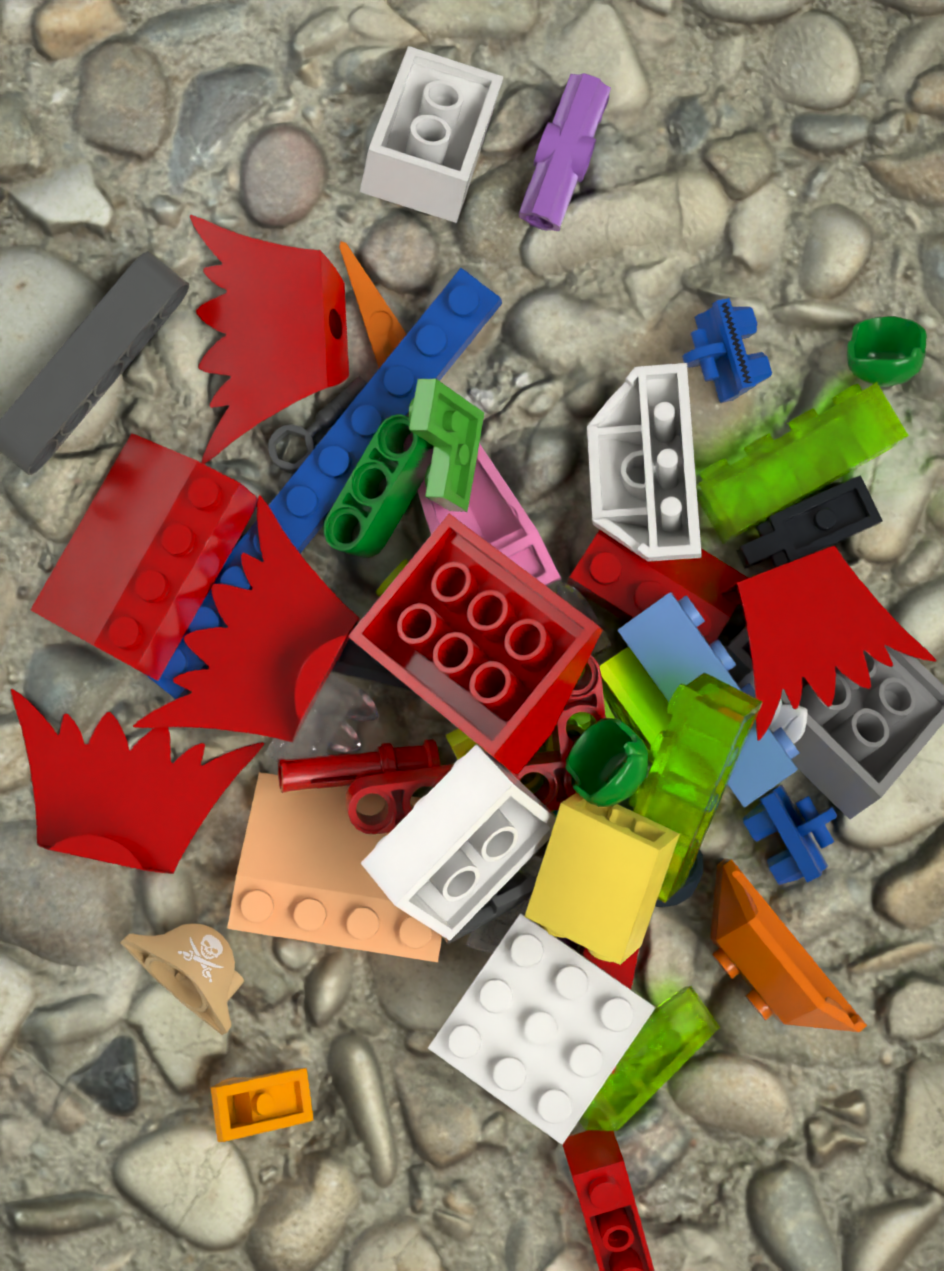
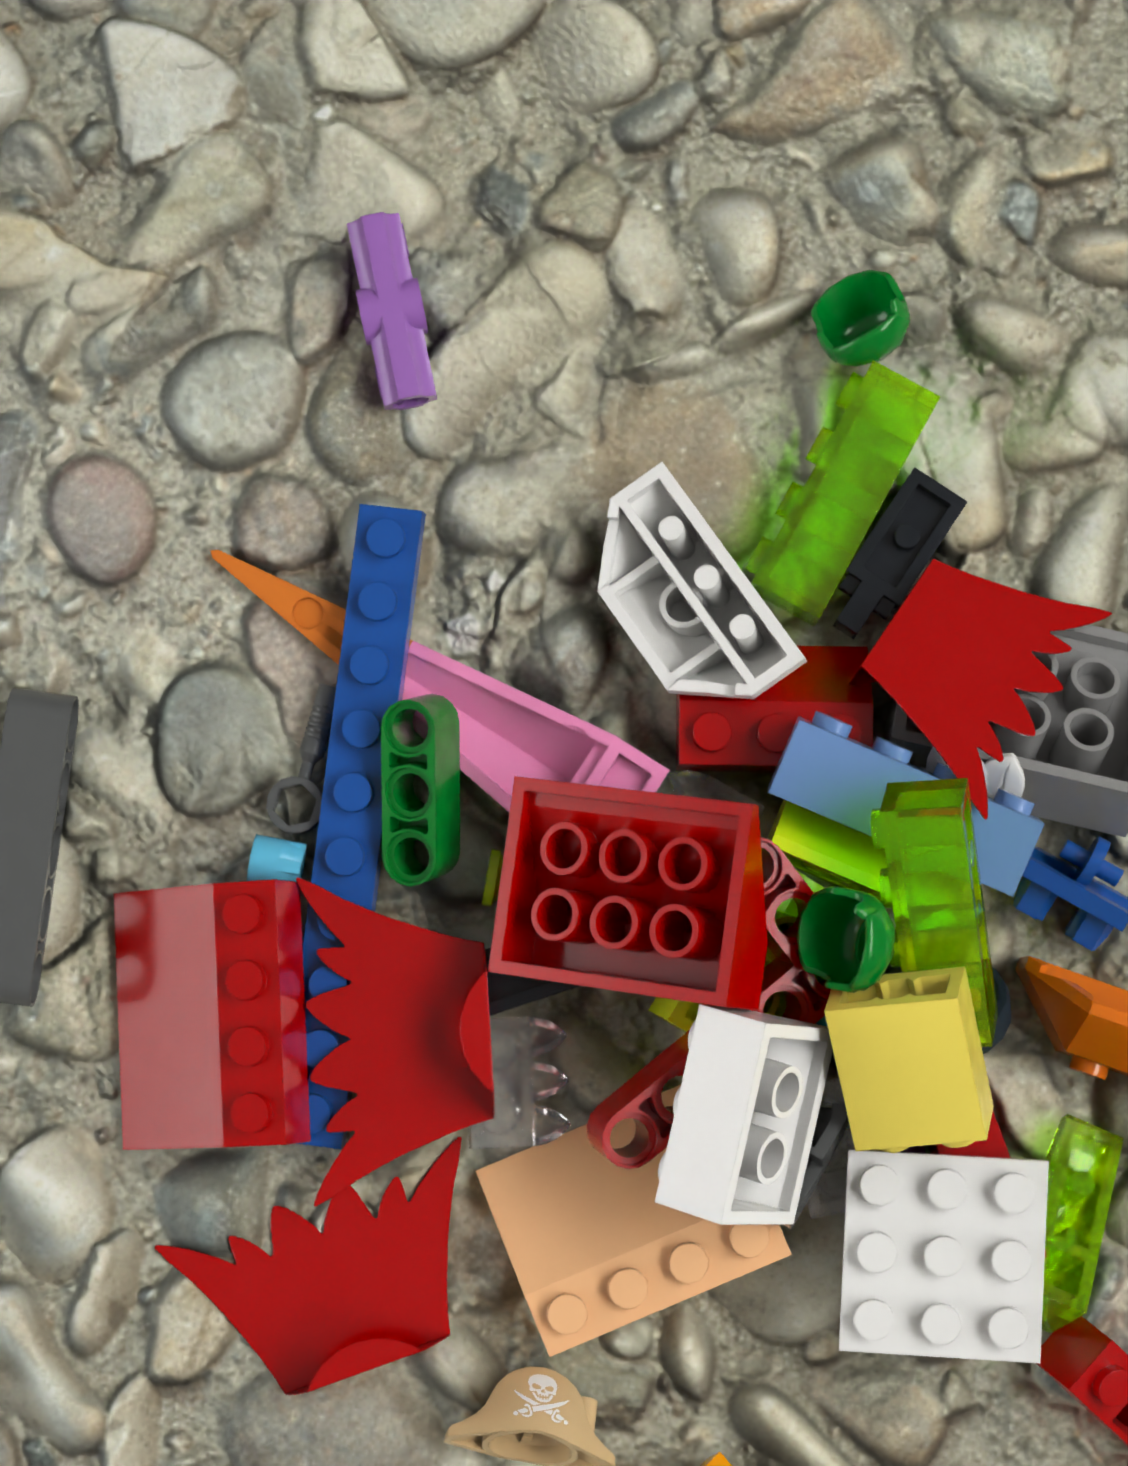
camera: 35 degrees left, 0 degrees up
(255, 475) = (276, 859): none -> medium azure hose
(279, 324) = (204, 683): red piece -> none
(346, 768) = (573, 1107): red pin -> none
(430, 134) = (237, 377): white slope -> none
(455, 432) = (461, 683): bright green plate -> none
(722, 352) = (689, 423): blue hips -> none

